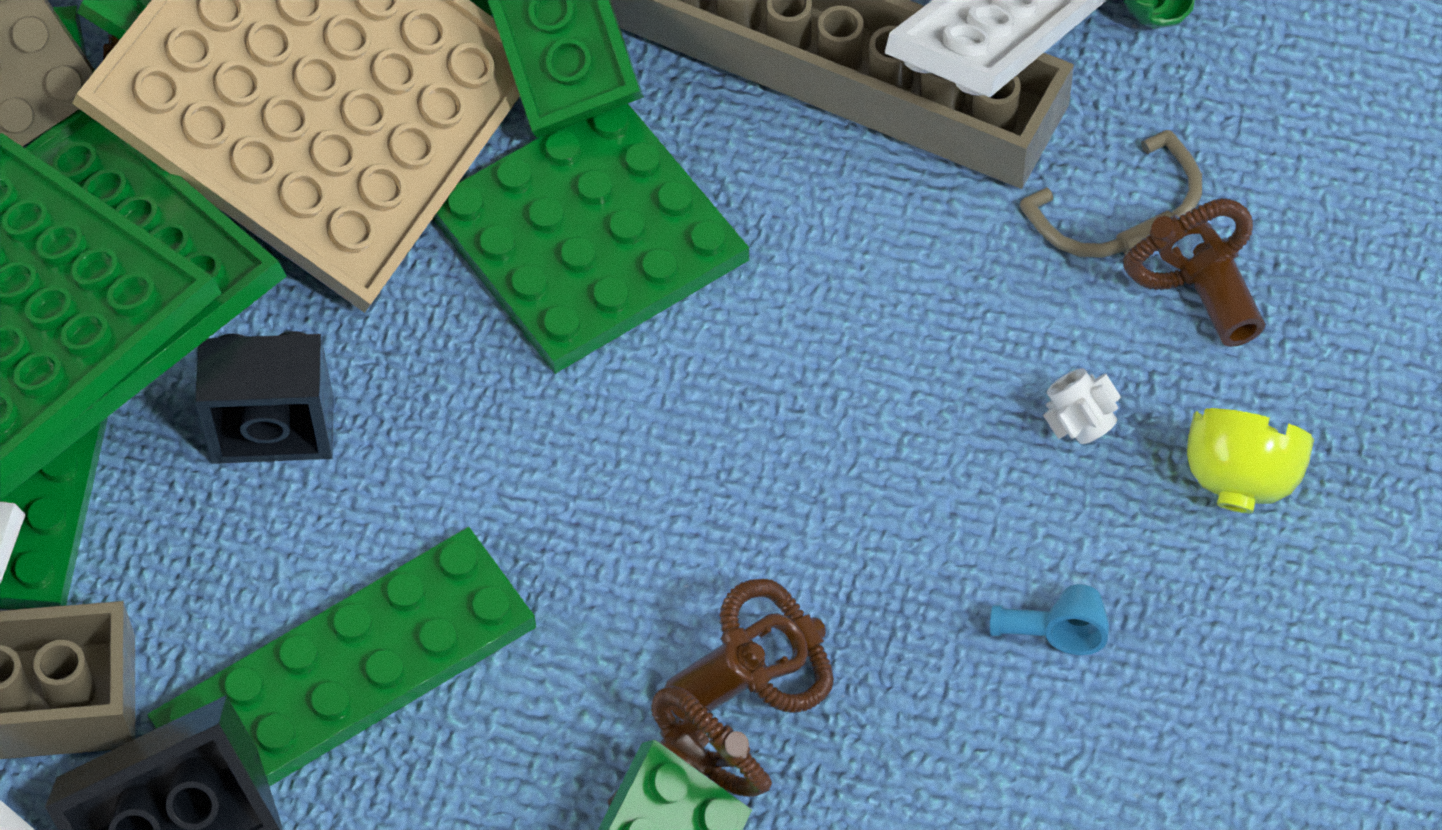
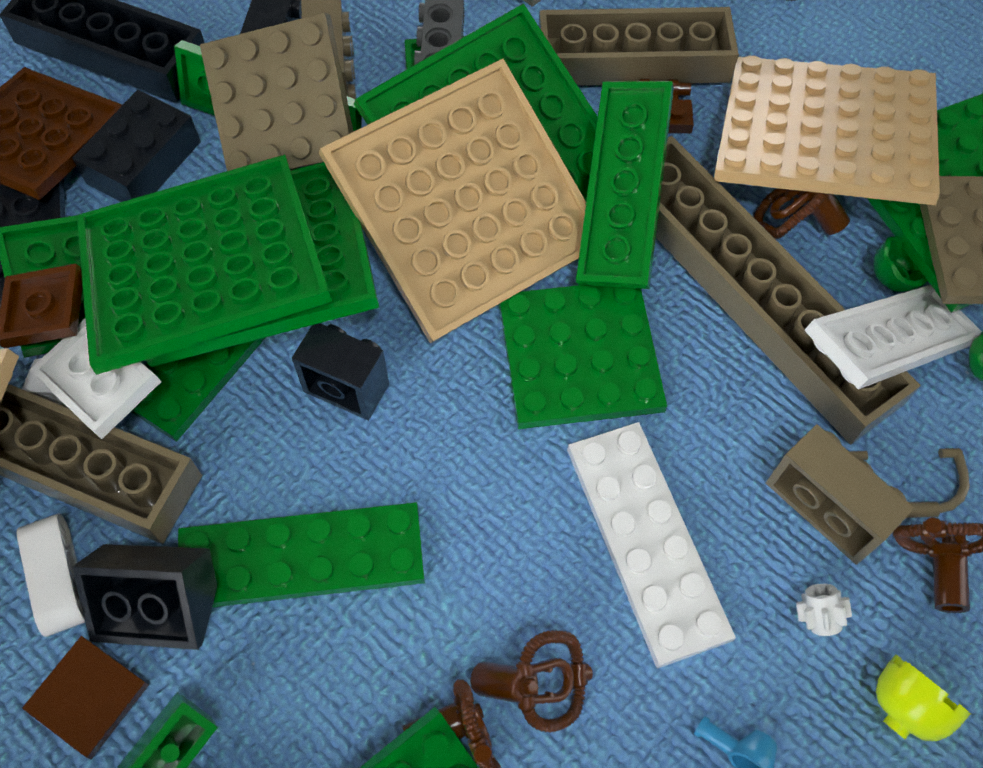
camera: 25 degrees right, 5 degrees up
(813, 434) = (650, 545): none -> white plate
(1030, 253) = (839, 494): none -> dark tan brick

